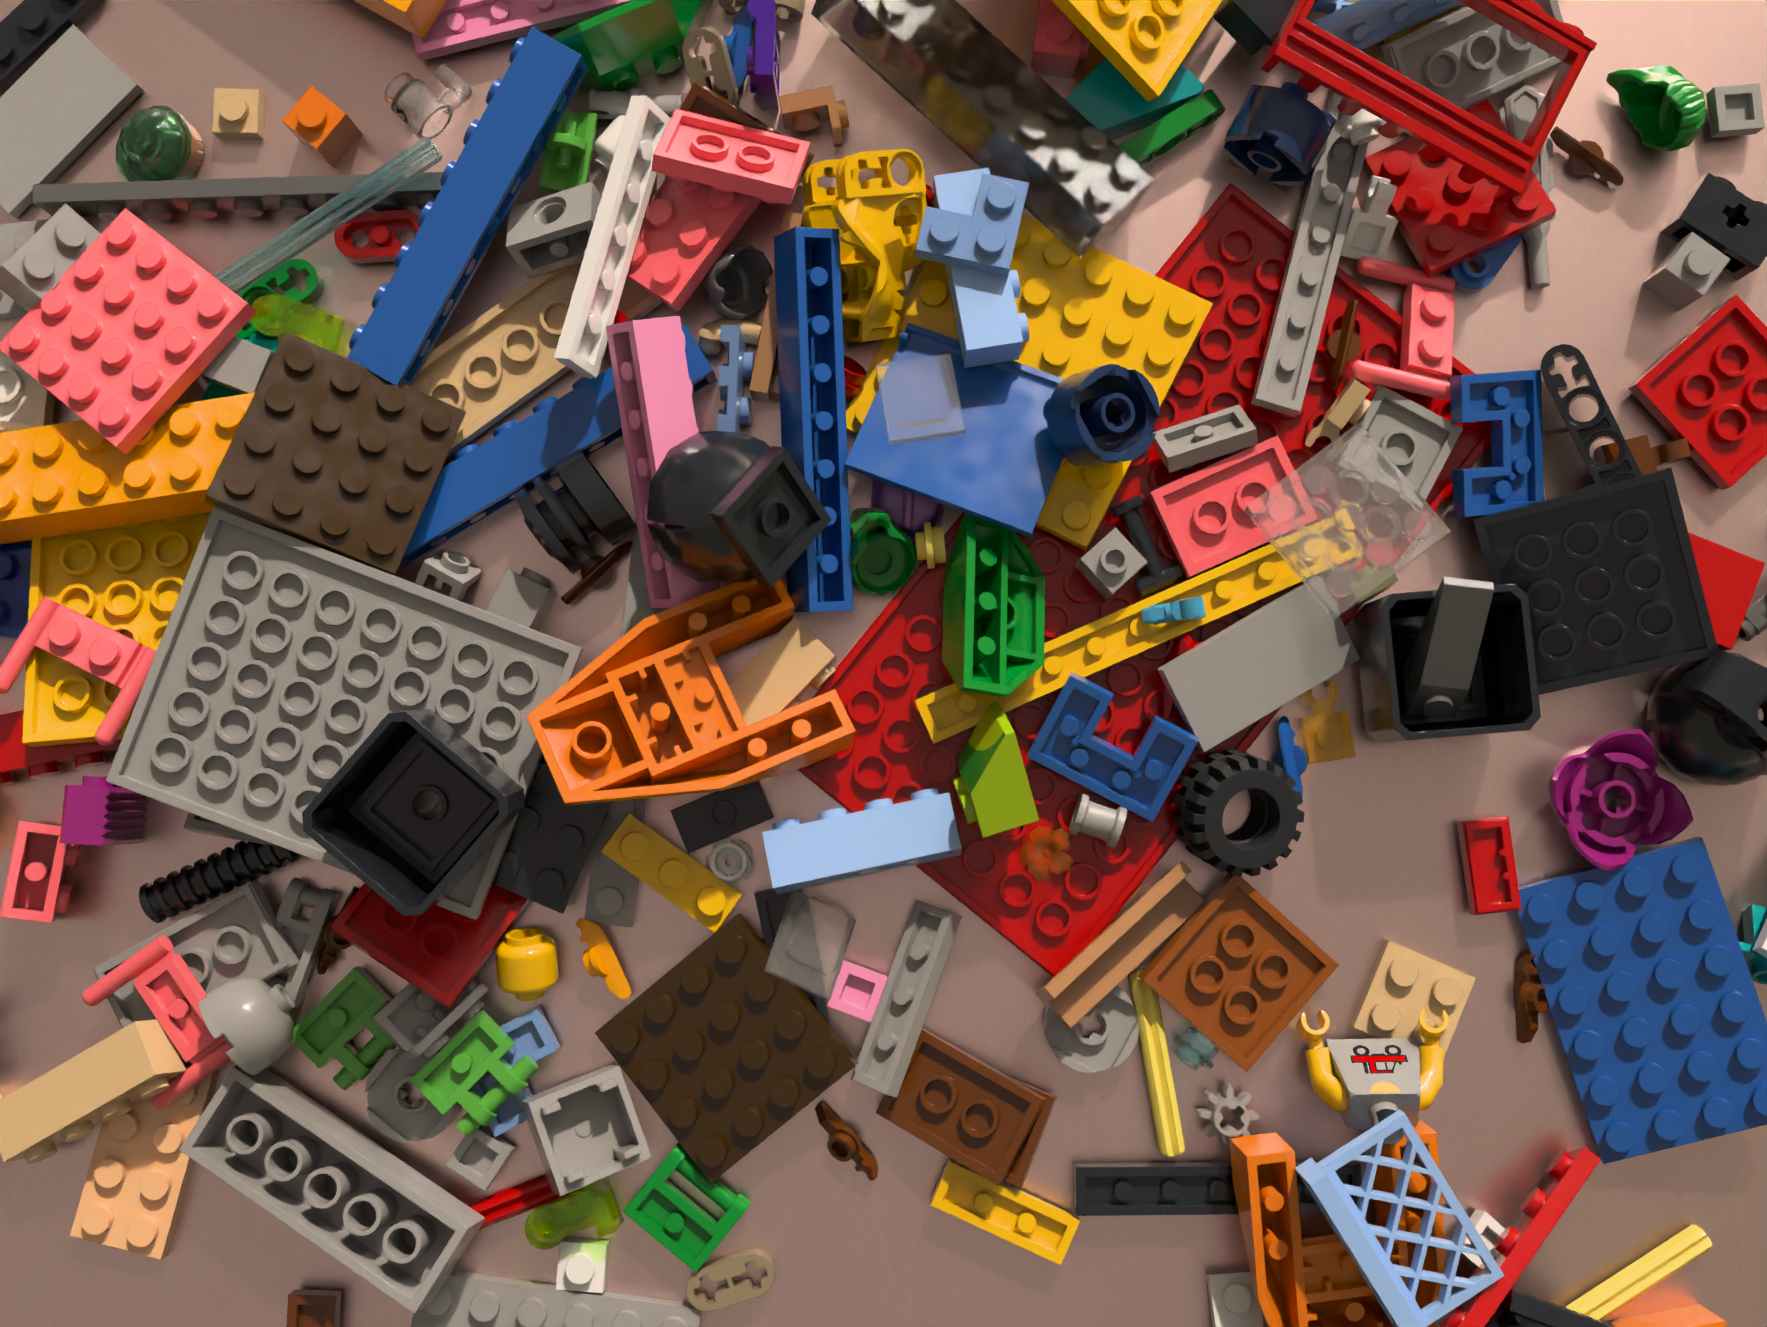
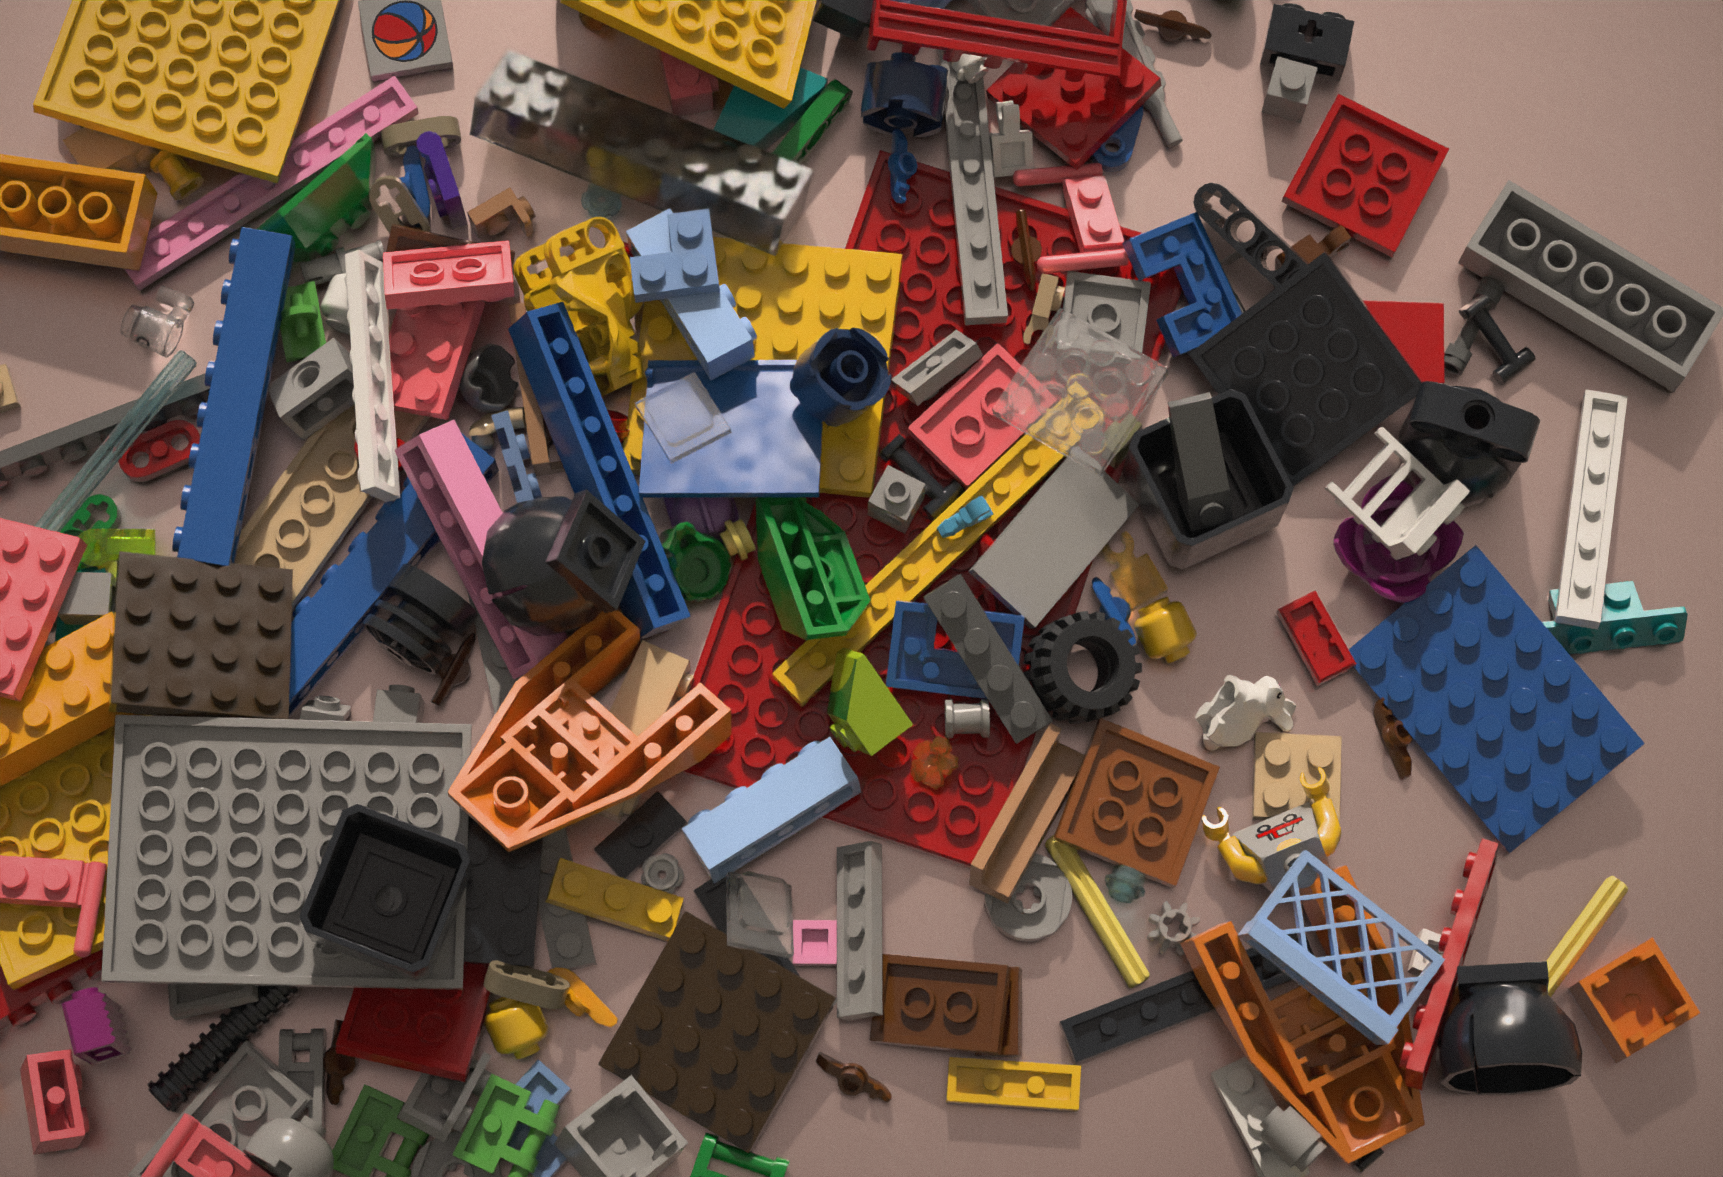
camera: 25 degrees left, 10 degrees down
(322, 126) = (75, 375): orange brick -> none
(548, 932) = (526, 985): none -> dark tan beam
(914, 141) = (595, 208): none -> clear light blue plate
(1143, 770) = (988, 658): none -> dark grey plate
(1247, 208) = (901, 166): none -> blue piece
(1336, 800) = (1165, 629): none -> yellow head
(1382, 916) = (1240, 709): none -> white animal
(1656, 787) = (1418, 516): none -> white plate

